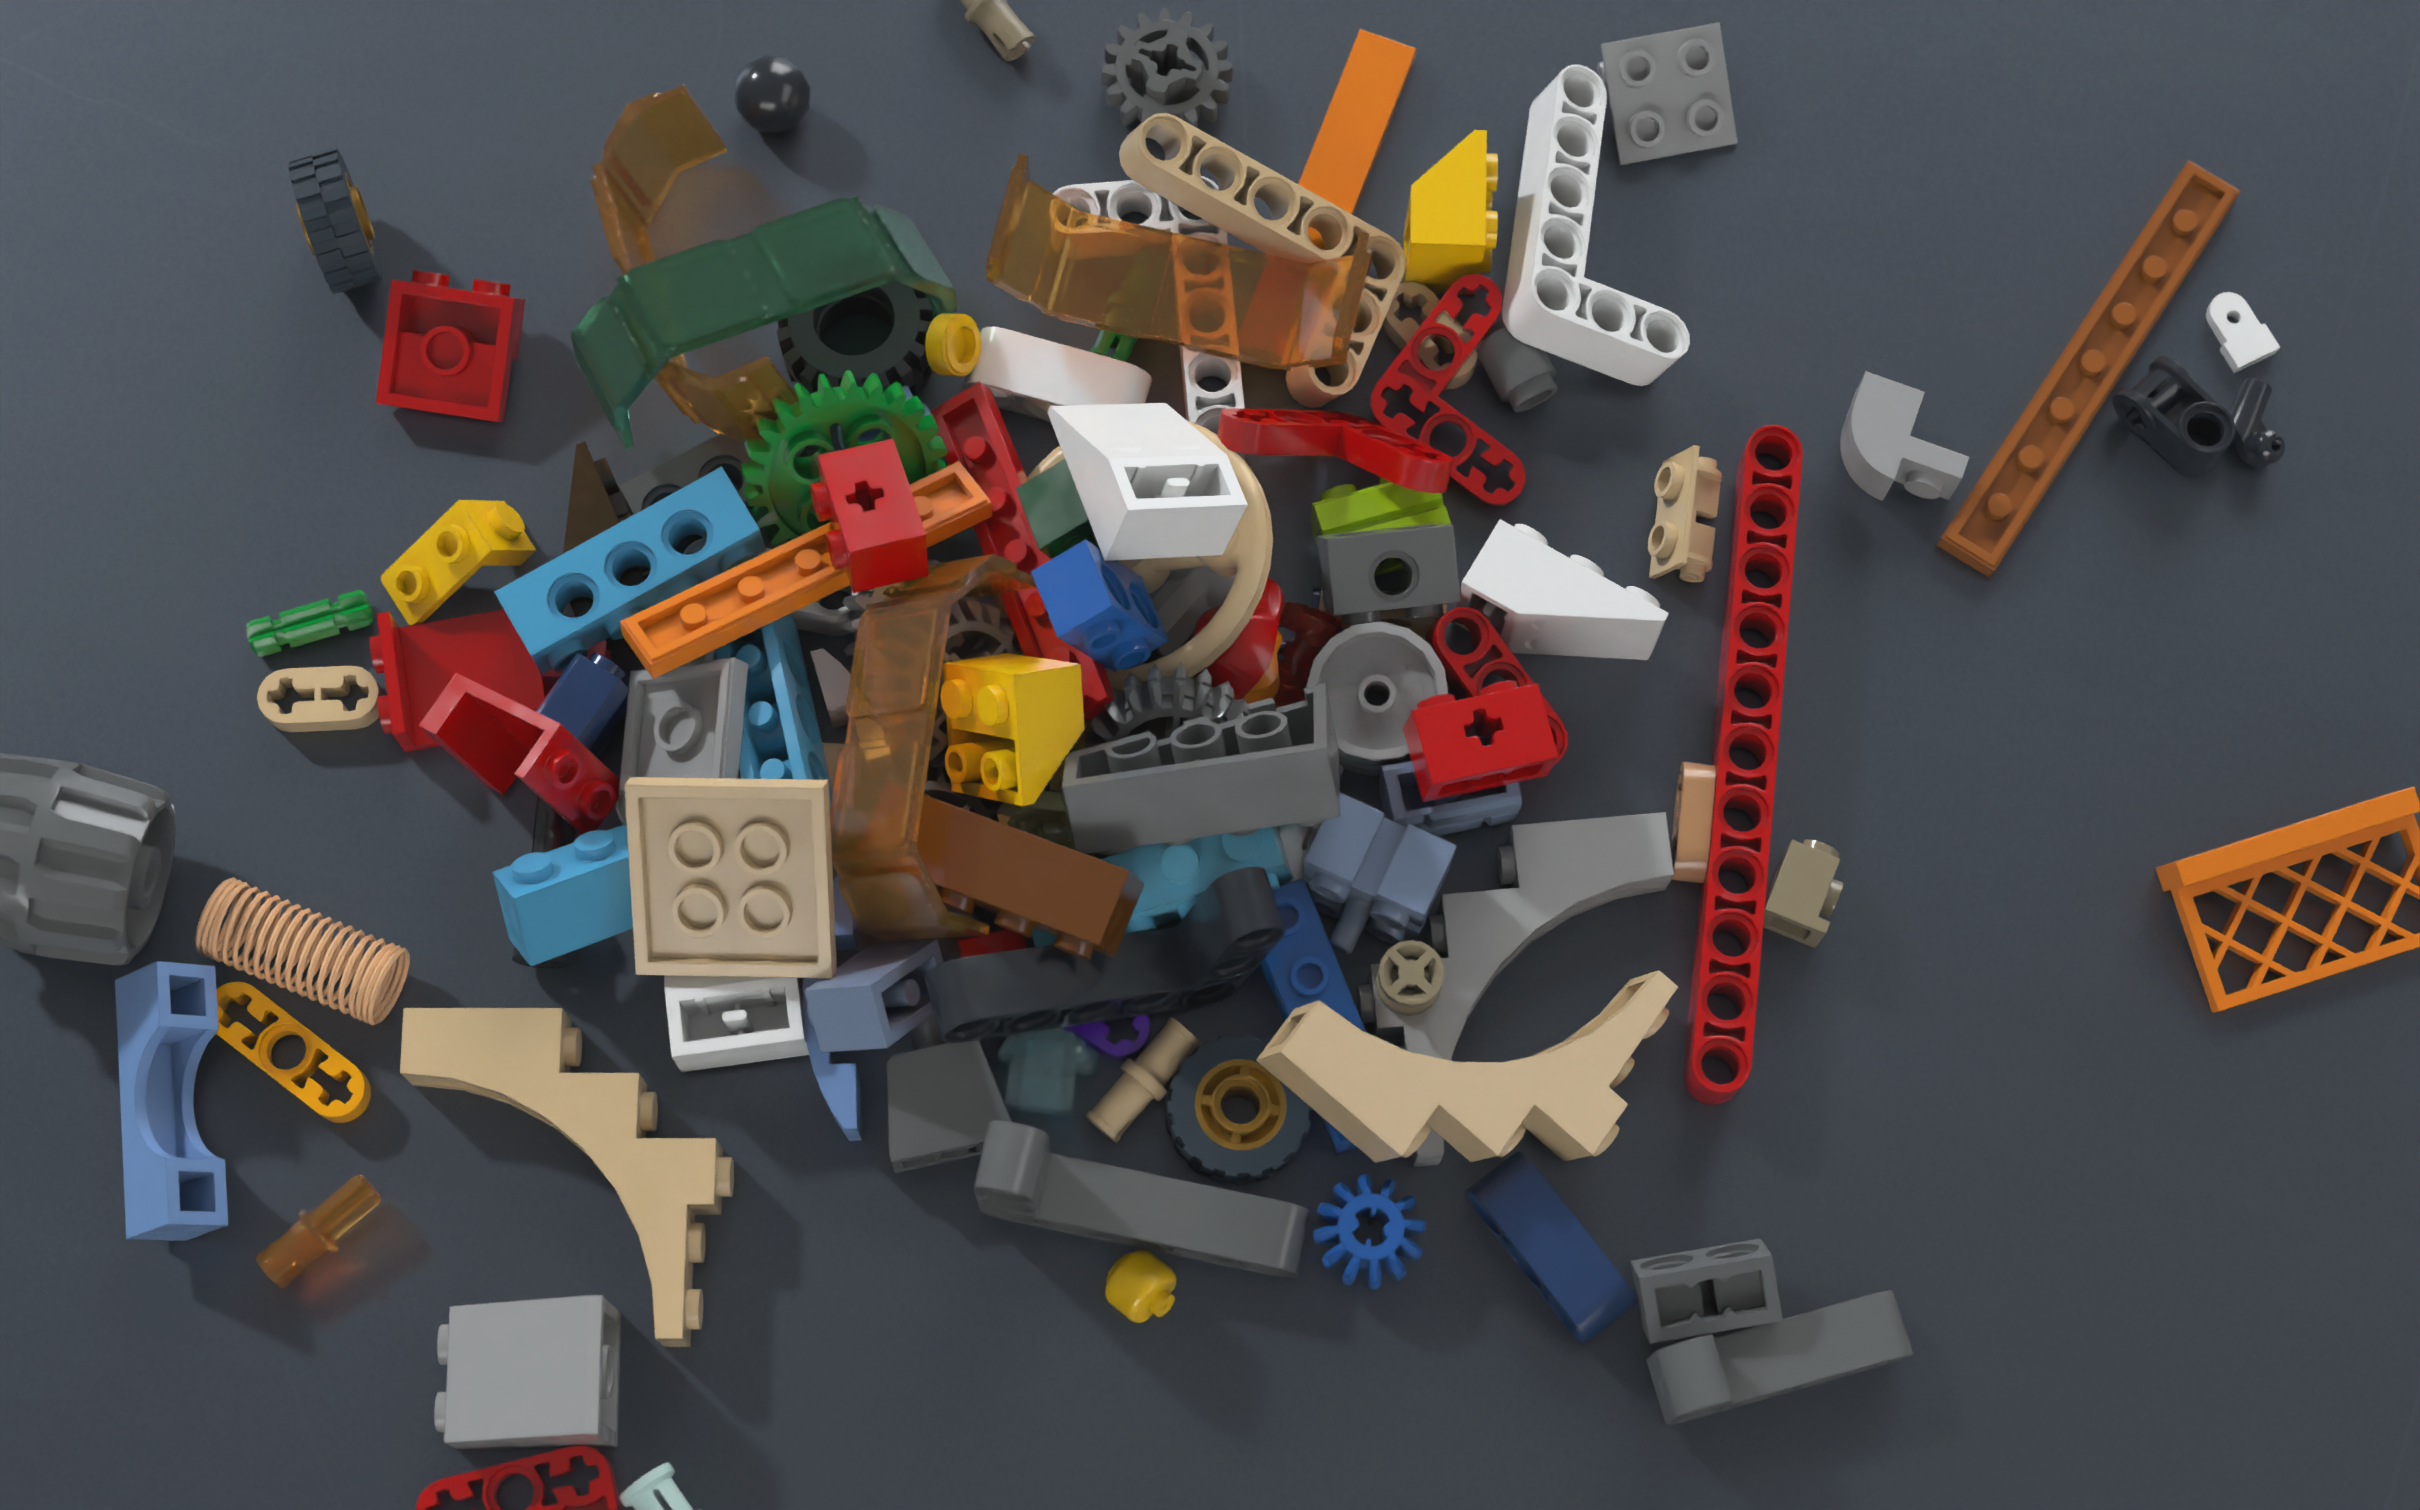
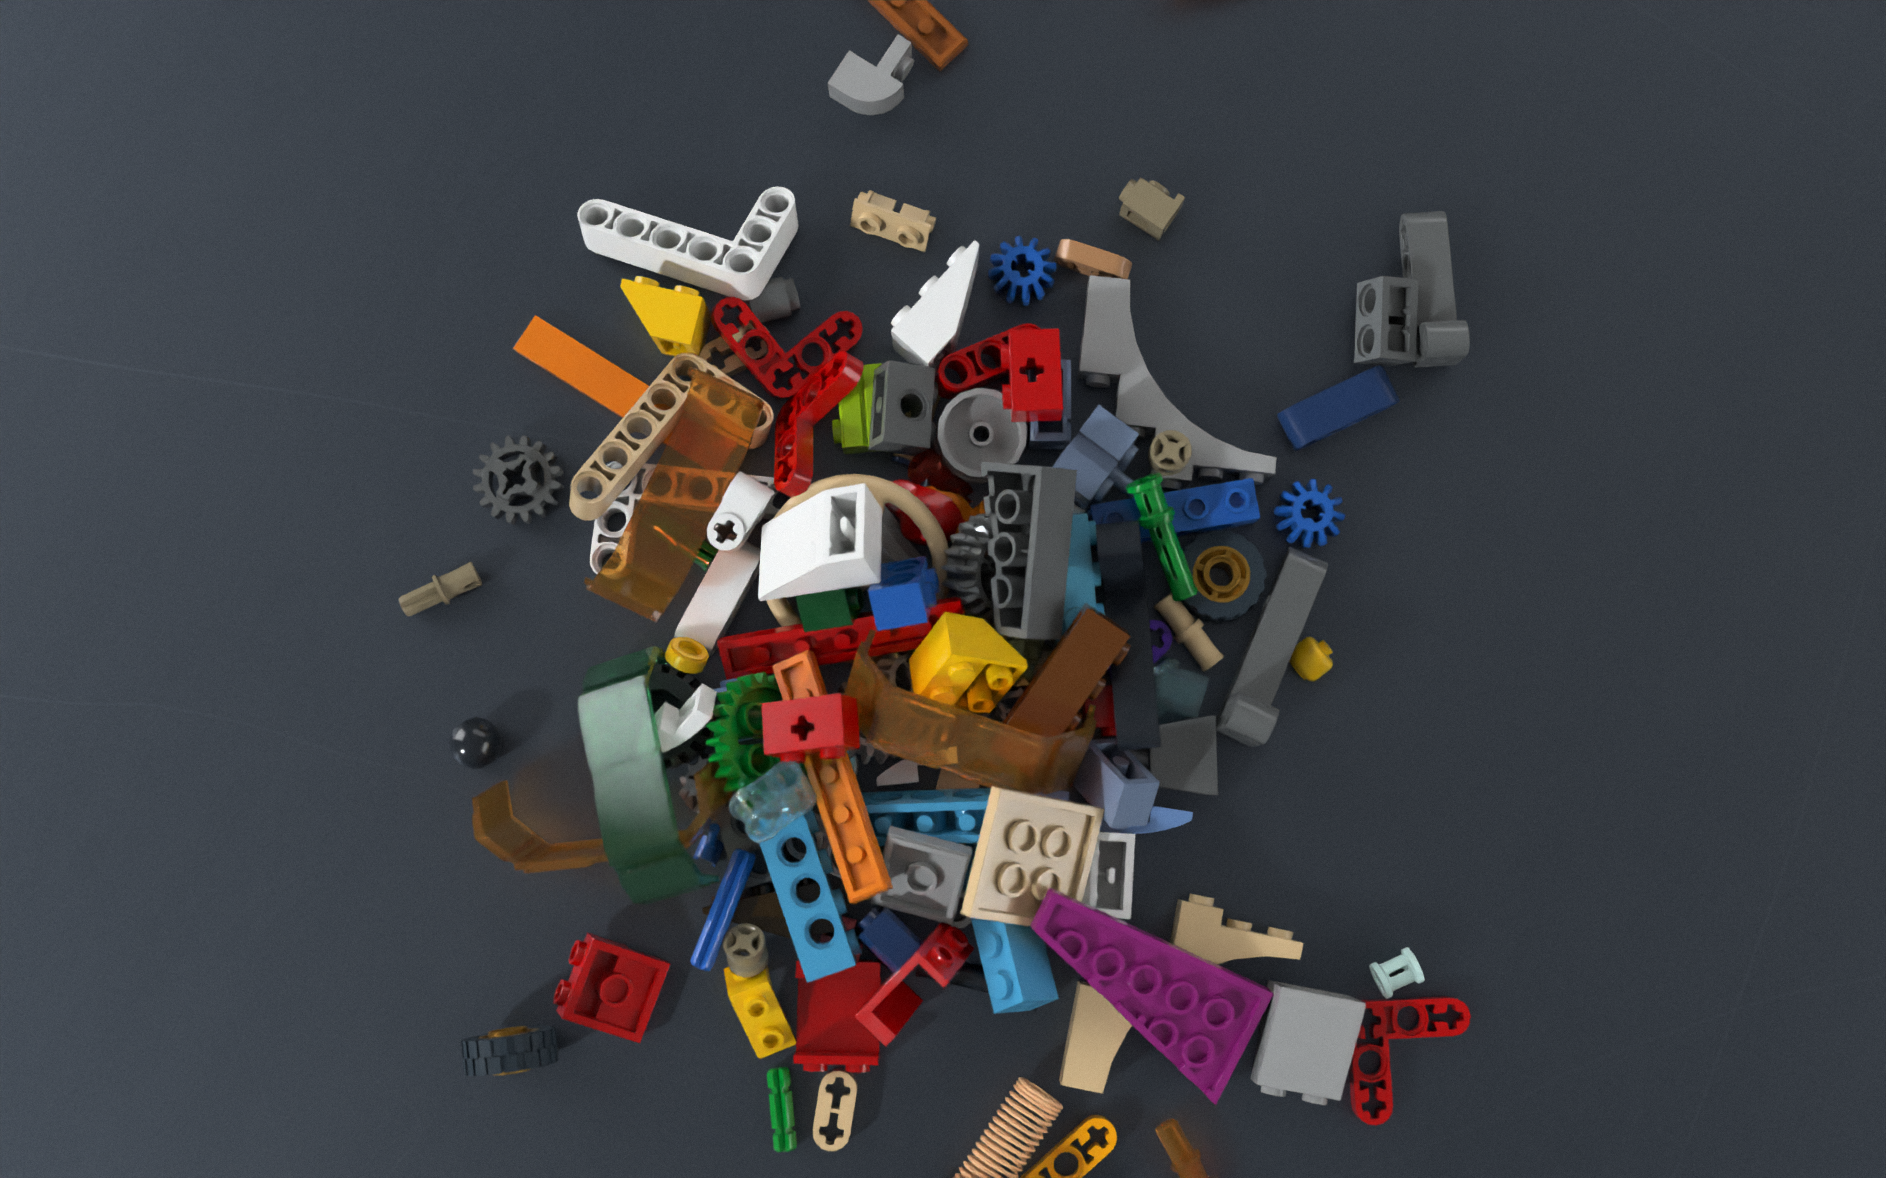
camera: 75 degrees left, 10 degrees up
(530, 497) = (746, 939): none -> dark tan wheel
(564, 1139) = (1171, 996): none -> magenta wing
(585, 465) = (722, 909): none -> blue axle
(676, 441) = (709, 846): none -> blue hand
(755, 486) = (776, 799): none -> clear light blue piece
(845, 338) = (679, 725): none -> white slope
(1185, 371) = (742, 504): none -> white piece
(1298, 972) = (1158, 518): none -> green pin
(1392, 1096) = (1255, 424): tan arch -> none
(1662, 697) = (1033, 262): none -> blue gear
(1668, 93) = (603, 161): light grey hinge -> none
(1739, 788) = (1046, 205): red beam -> none

